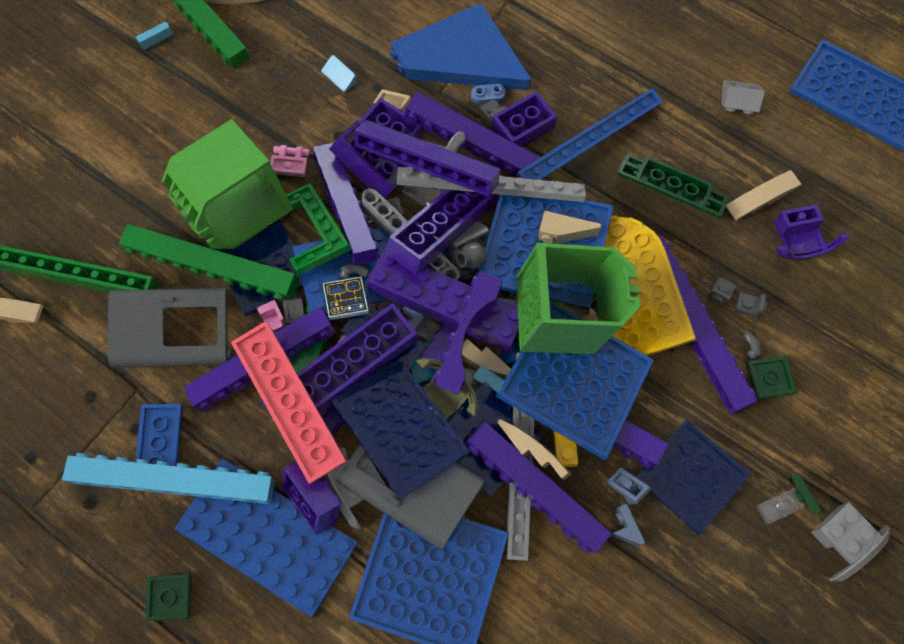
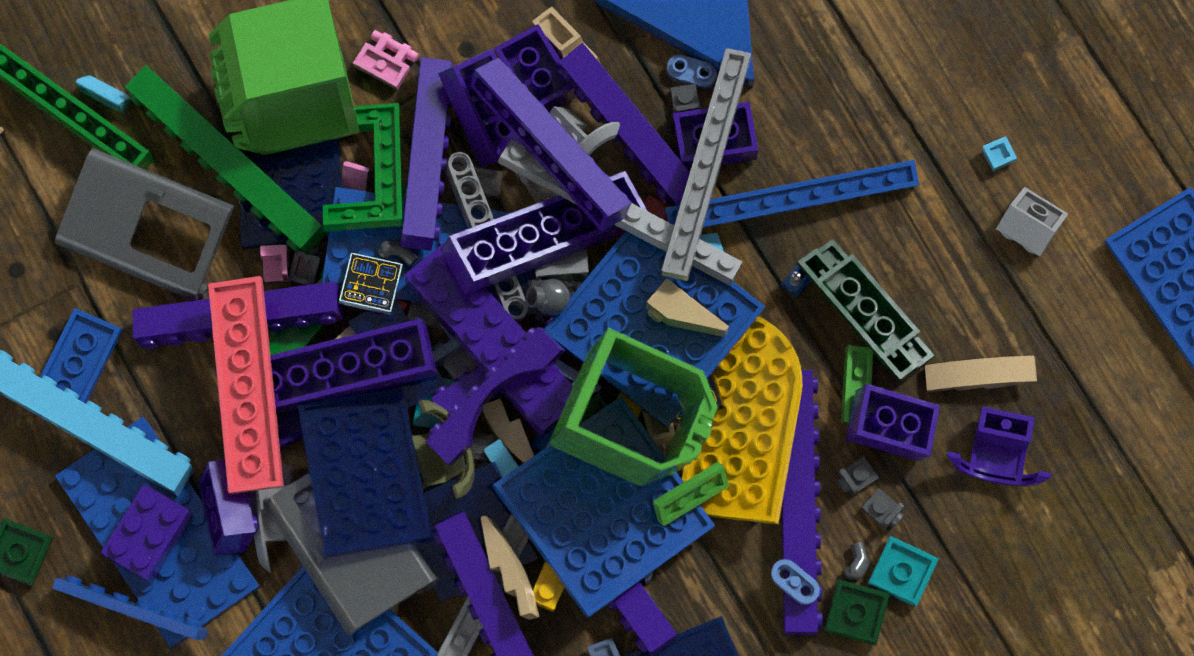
camera: 25 degrees right, 5 degrees up
(106, 256) = (103, 93): none -> medium azure slope
(260, 541) = (147, 534): none -> dark purple brick
(279, 600) = (142, 610): none -> blue plate
(301, 237) = (355, 176): none -> bright pink slope
(533, 136) = (706, 165): none -> light grey plate
(618, 187) = (794, 284): none -> blue piece
(630, 344) = (690, 493): none -> bright green plate
(691, 235) = (856, 374): none -> bright green plate
(699, 66) = (999, 153): none -> medium azure plate
(726, 373) = (797, 580): none -> medium blue plate
(730, 245) = (892, 422): none -> dark purple brick
(785, 338) = (903, 571): none -> teal plate

